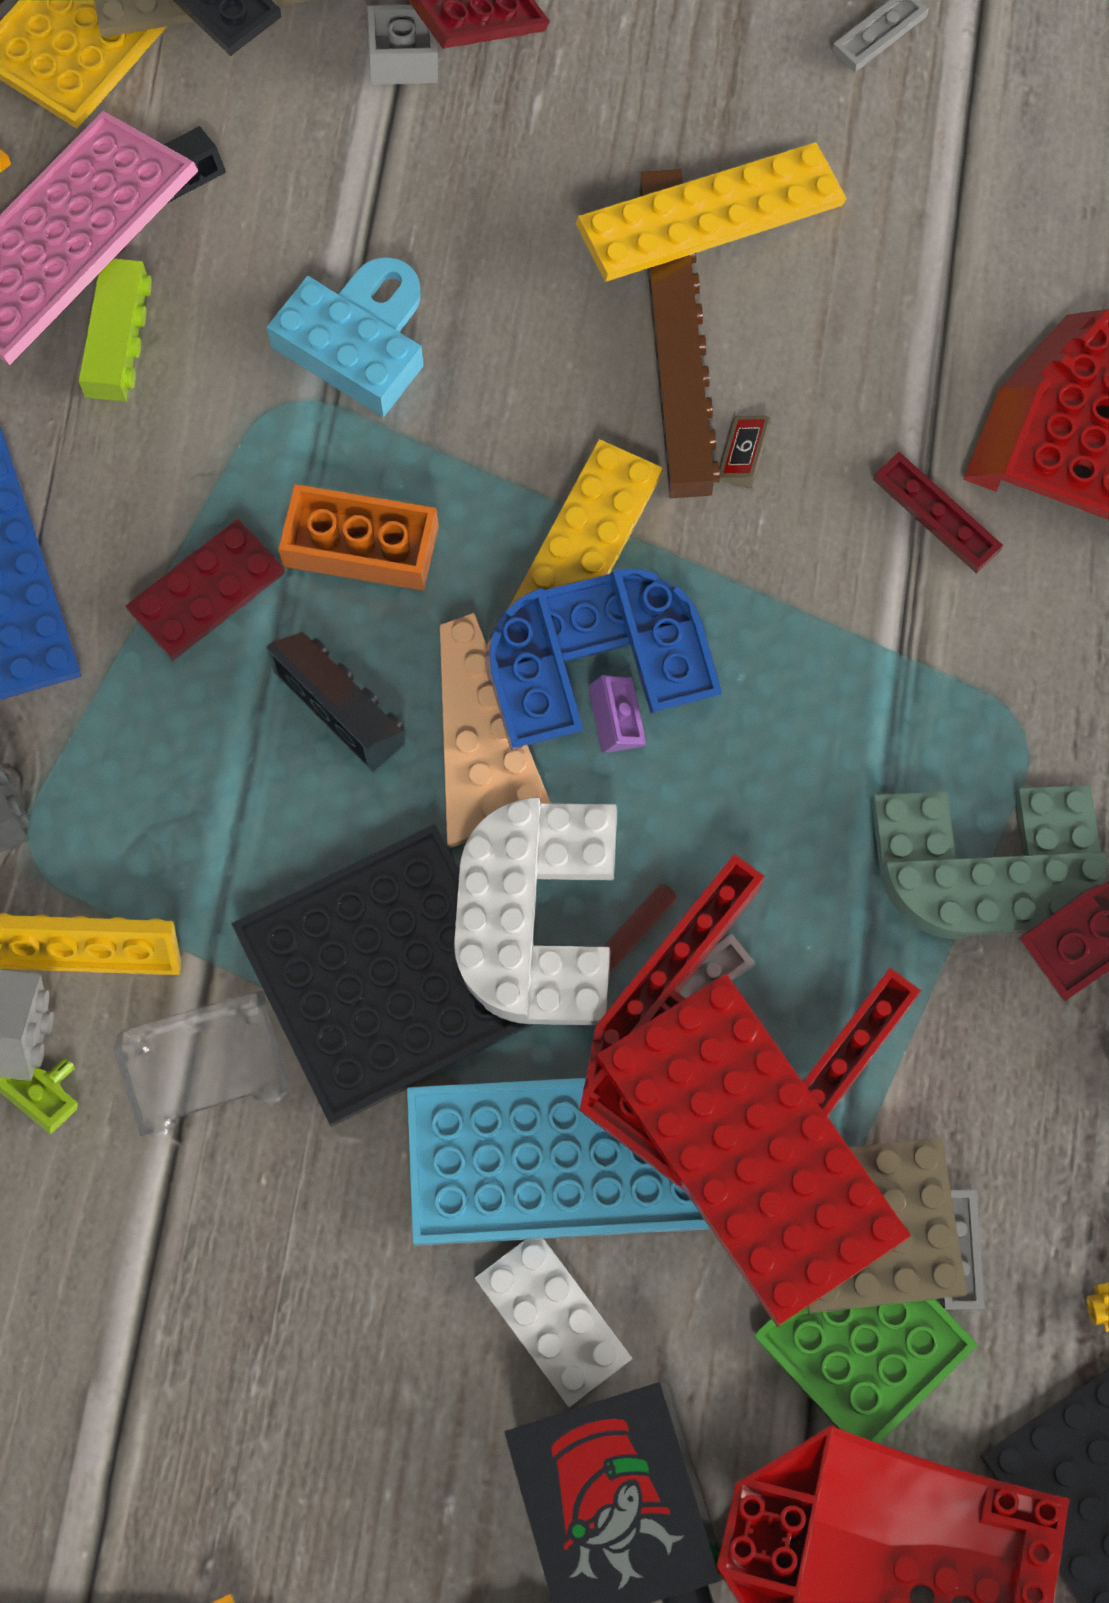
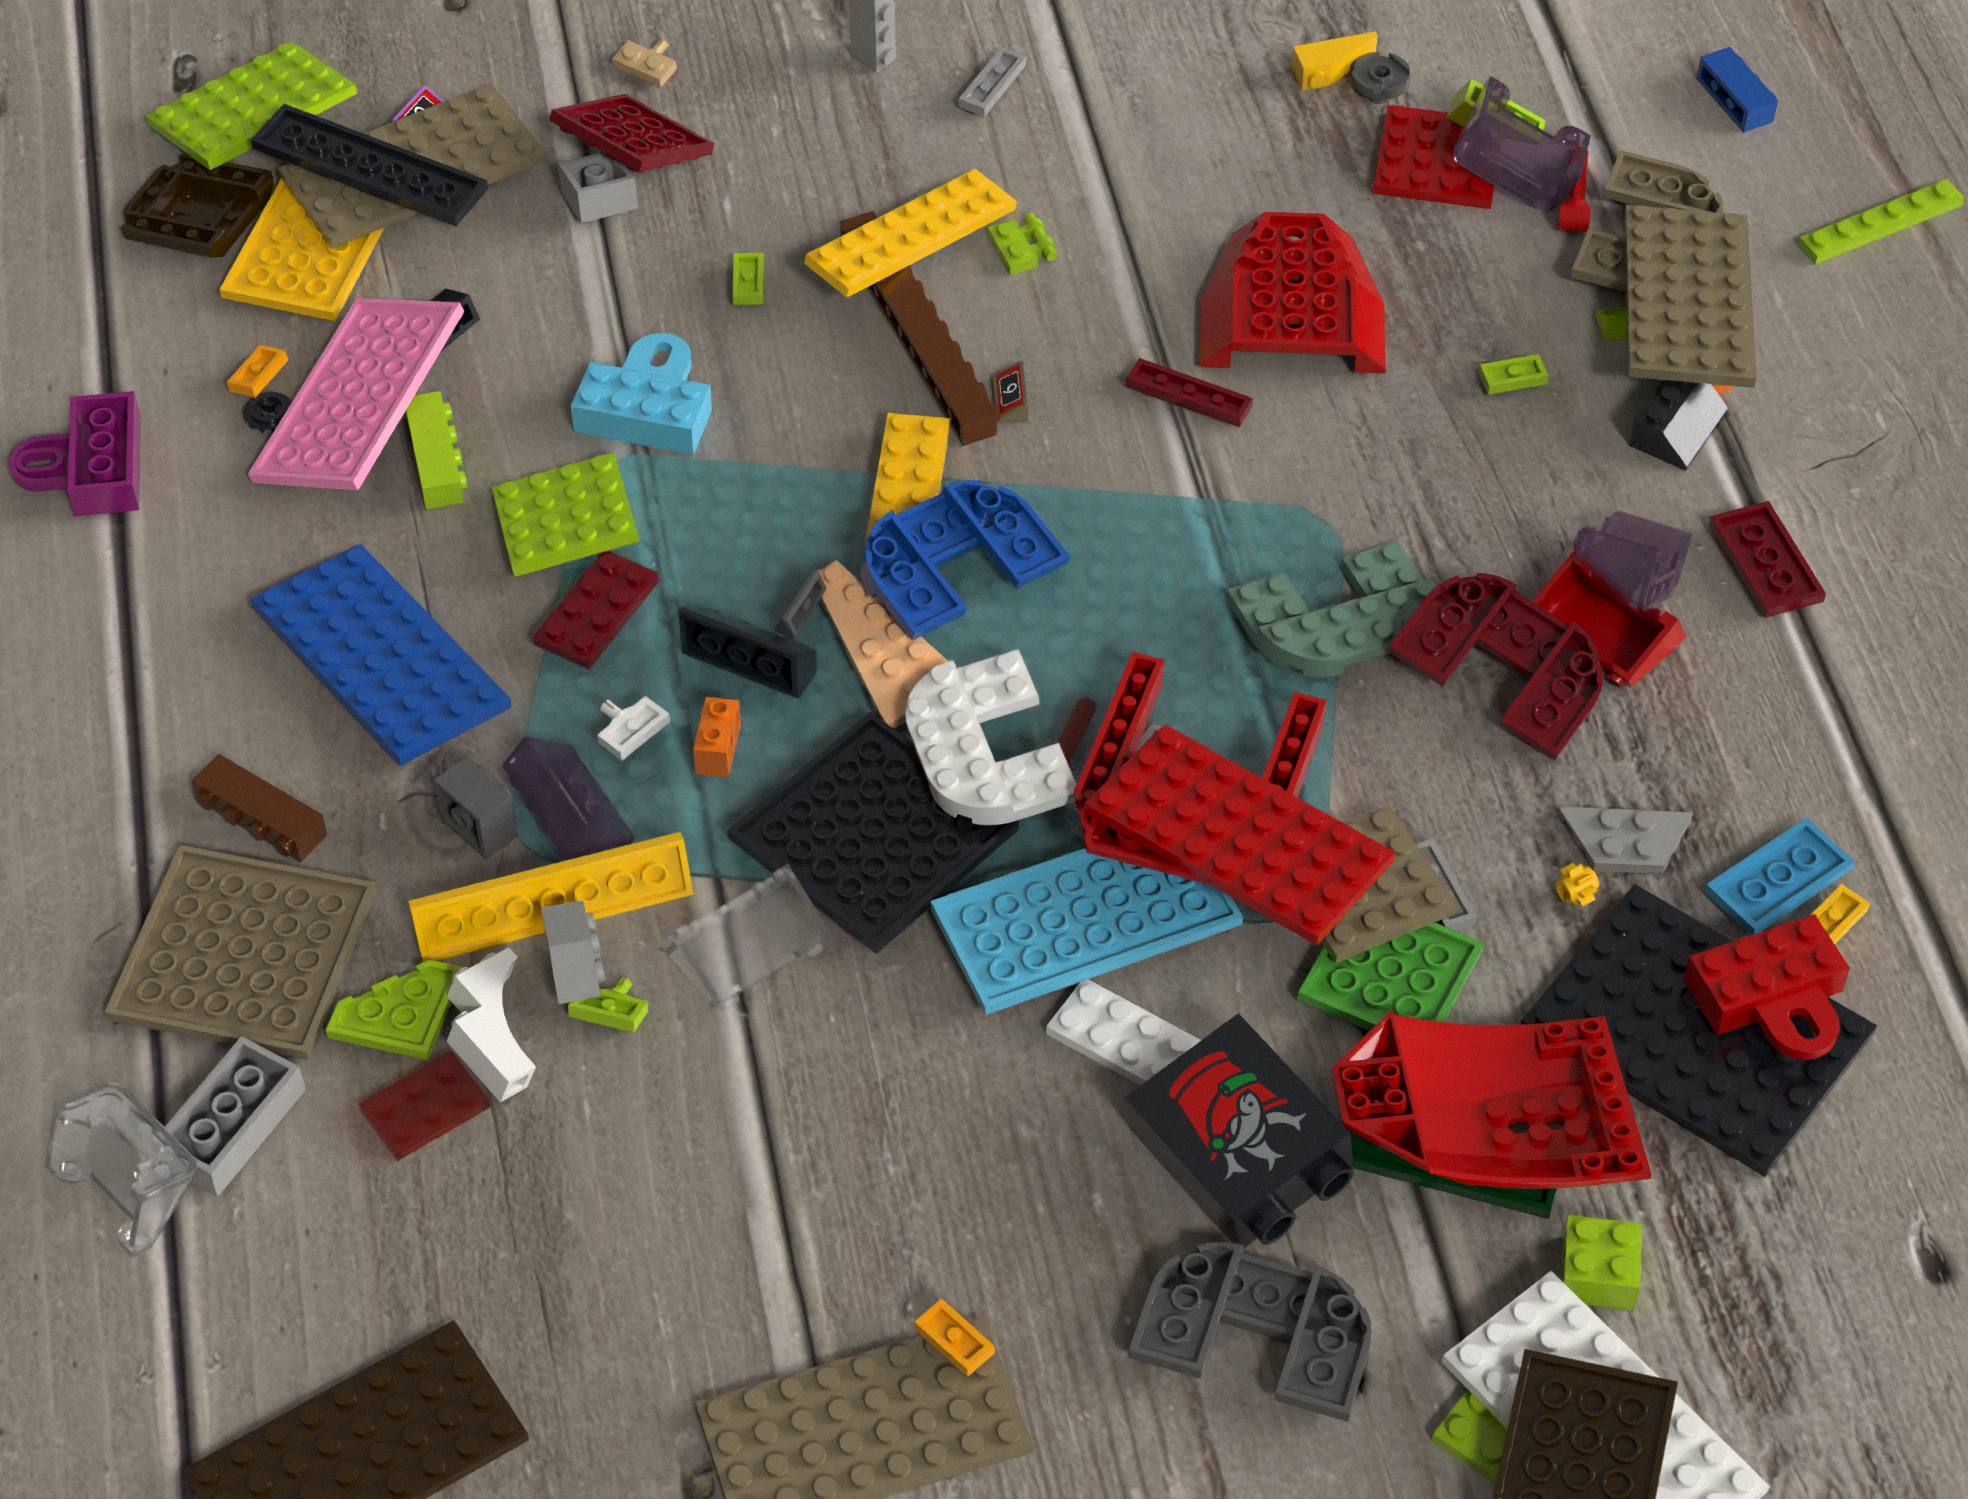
camera: 20 degrees left, 20 degrees down
(84, 826) = (565, 798): none -> clear purple slope
(183, 754) = (631, 726): none -> white plate
(215, 459) = (565, 514): none -> lime plate
(264, 801) = (717, 737): none -> orange brick
(359, 537) = (717, 530): orange brick -> none
(414, 662) = (801, 605): none -> dark grey slope
(521, 210) = (748, 278): none -> lime plate
(616, 713) = (987, 598): medium lavender slope -> none
(821, 258) = (1013, 244): none -> lime plate

